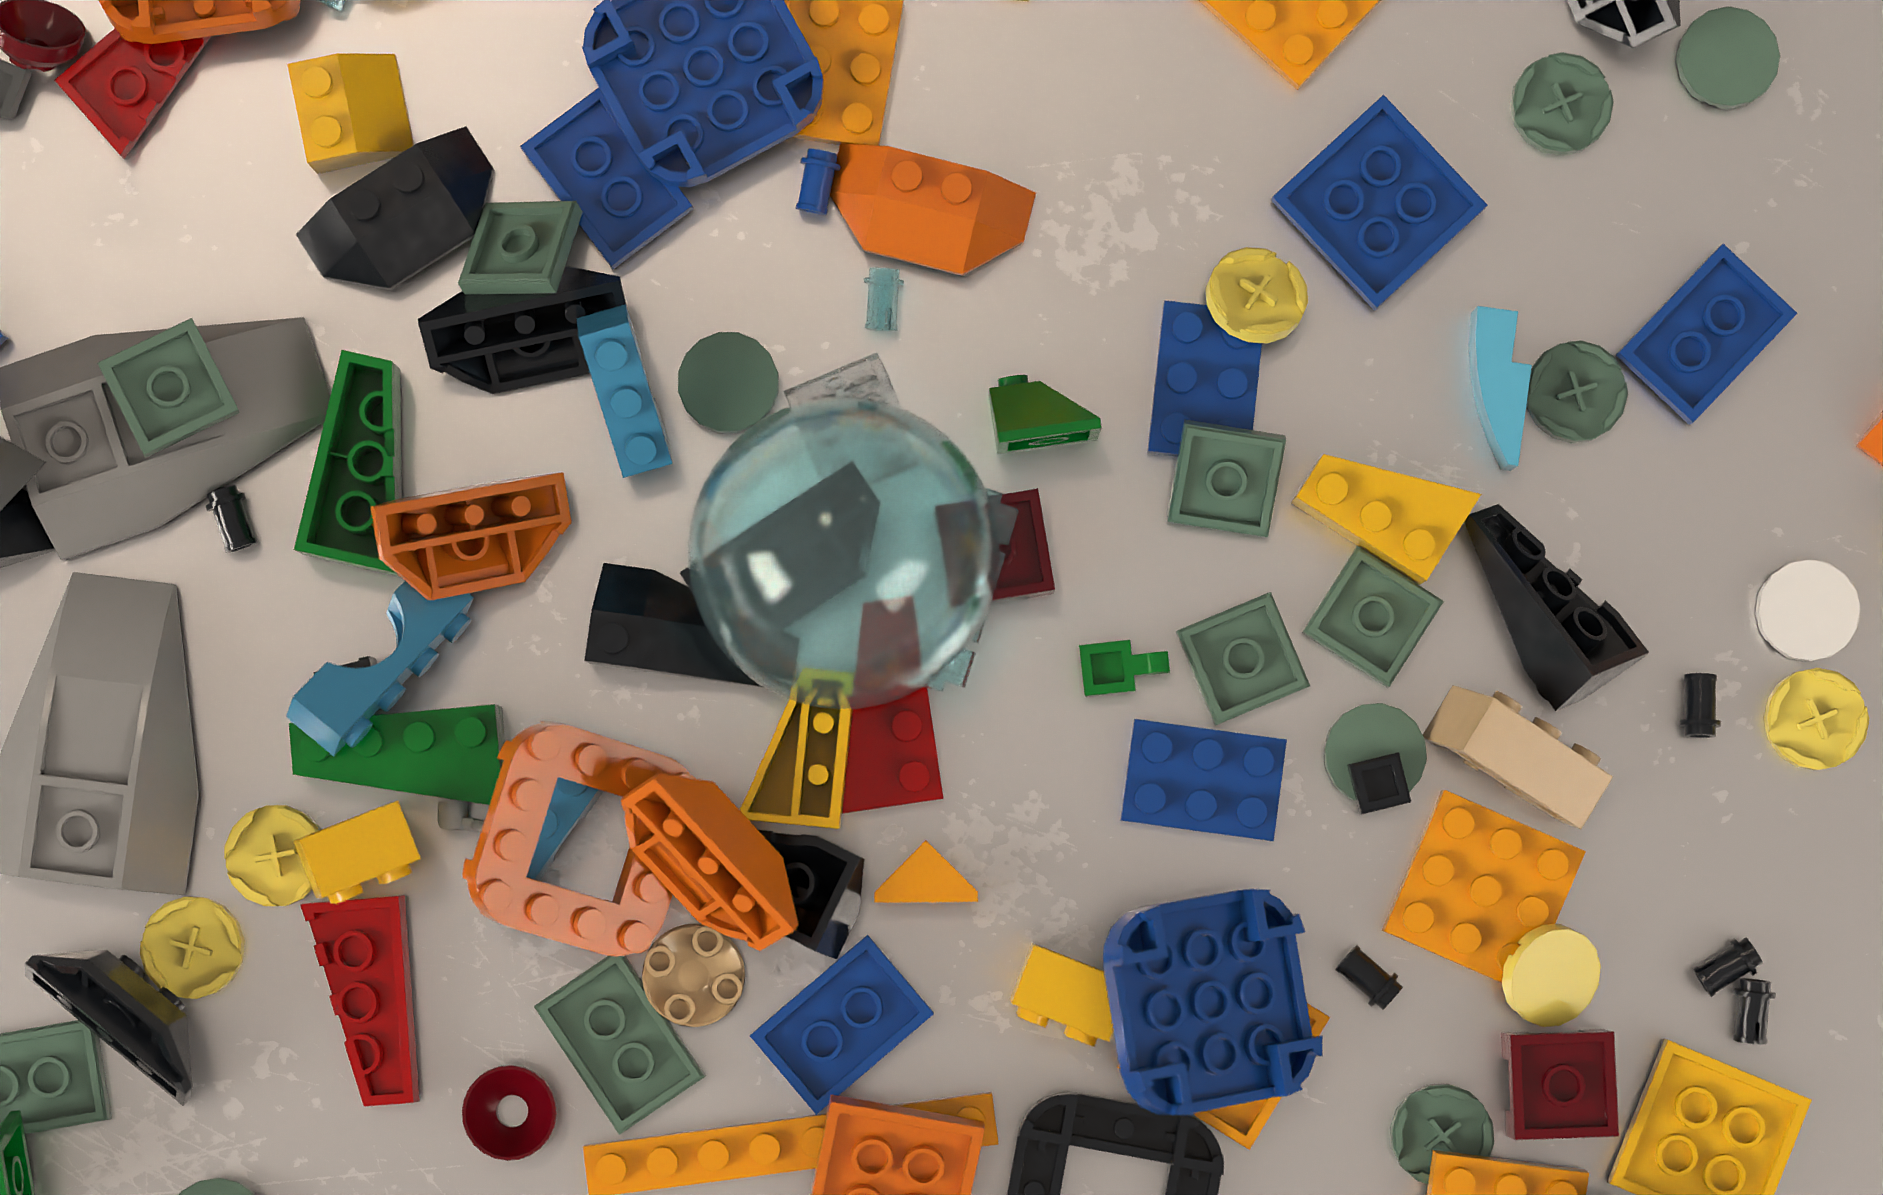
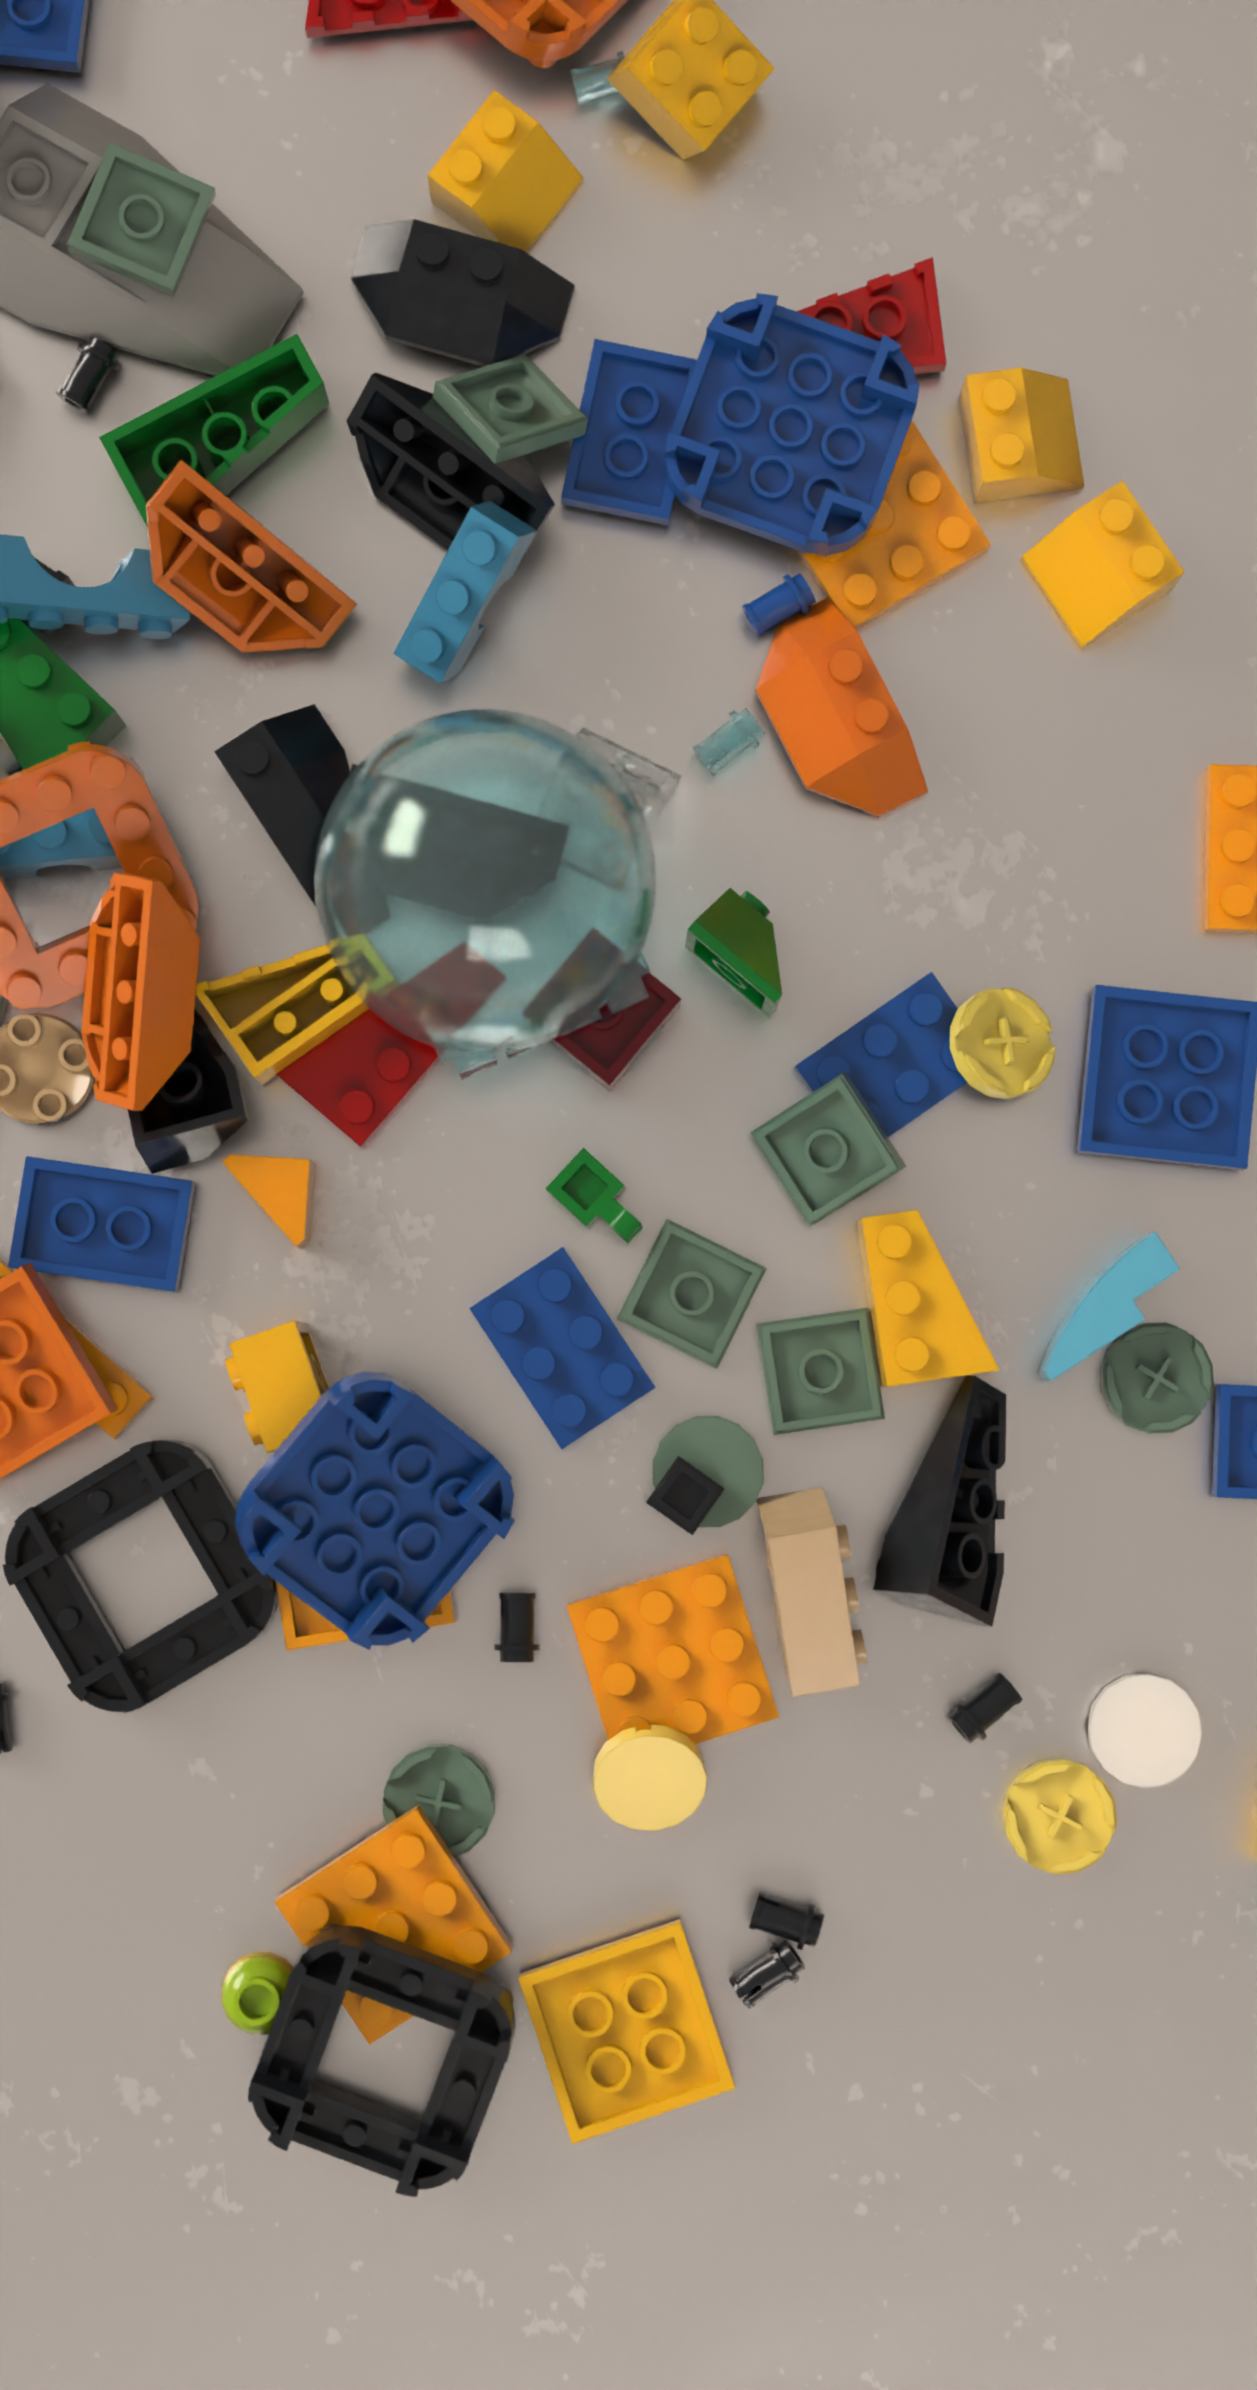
camera: 45 degrees right, 0 degrees up
(728, 382) = (551, 673): sand green tile -> none
(1561, 1084) = (564, 1865): dark red panel -> none

